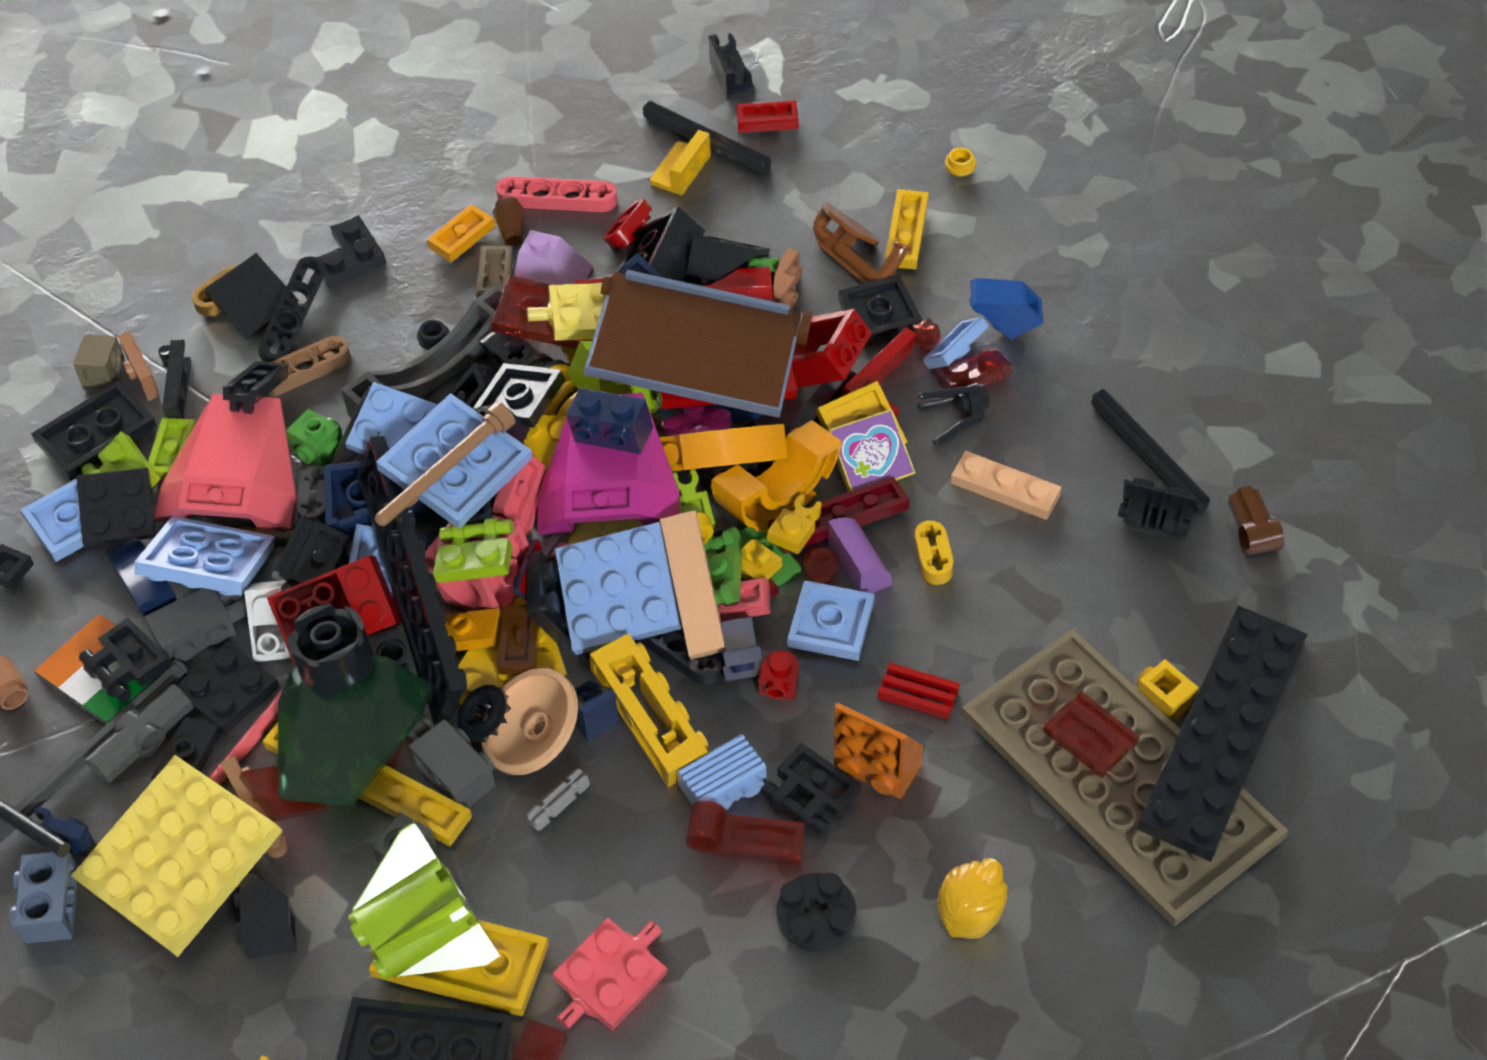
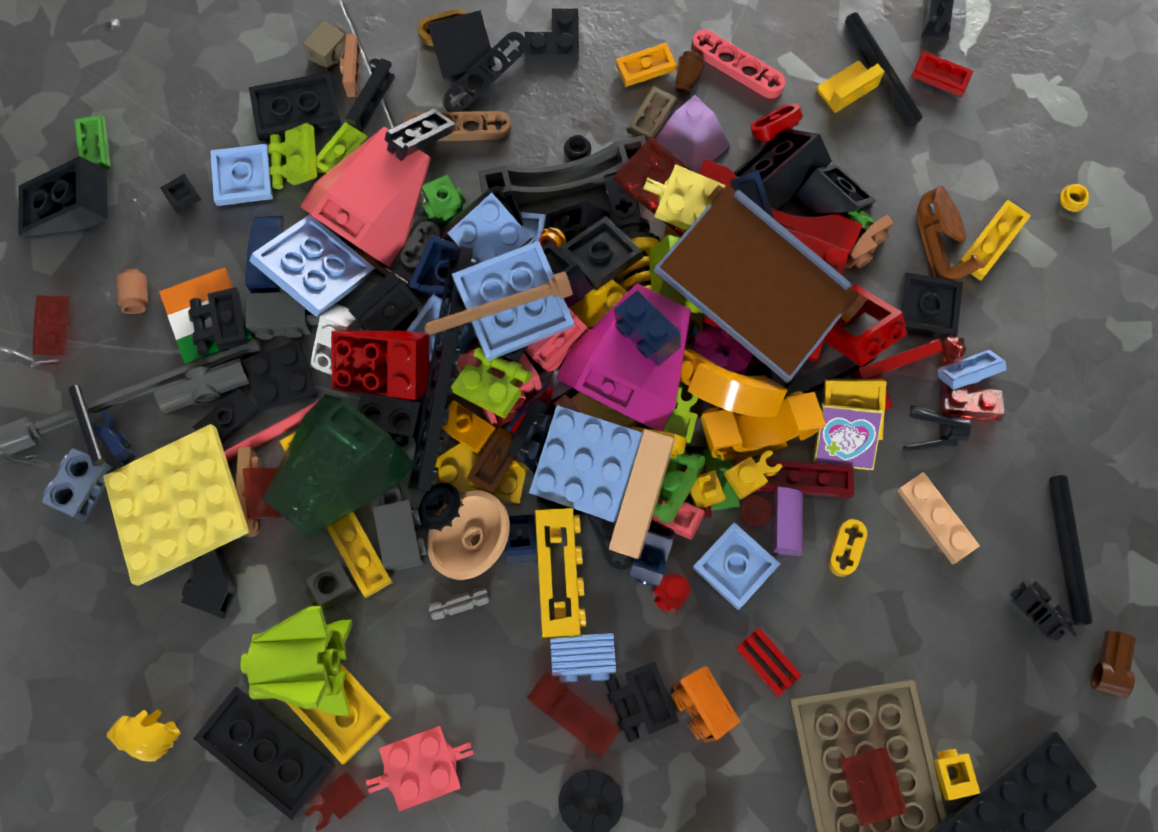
camera: 25 degrees right, 20 degrees up
(116, 507) = (272, 187): black plate -> none
(331, 649) = (345, 412): black brick -> none
(1007, 305) = (1032, 361): blue slope -> none

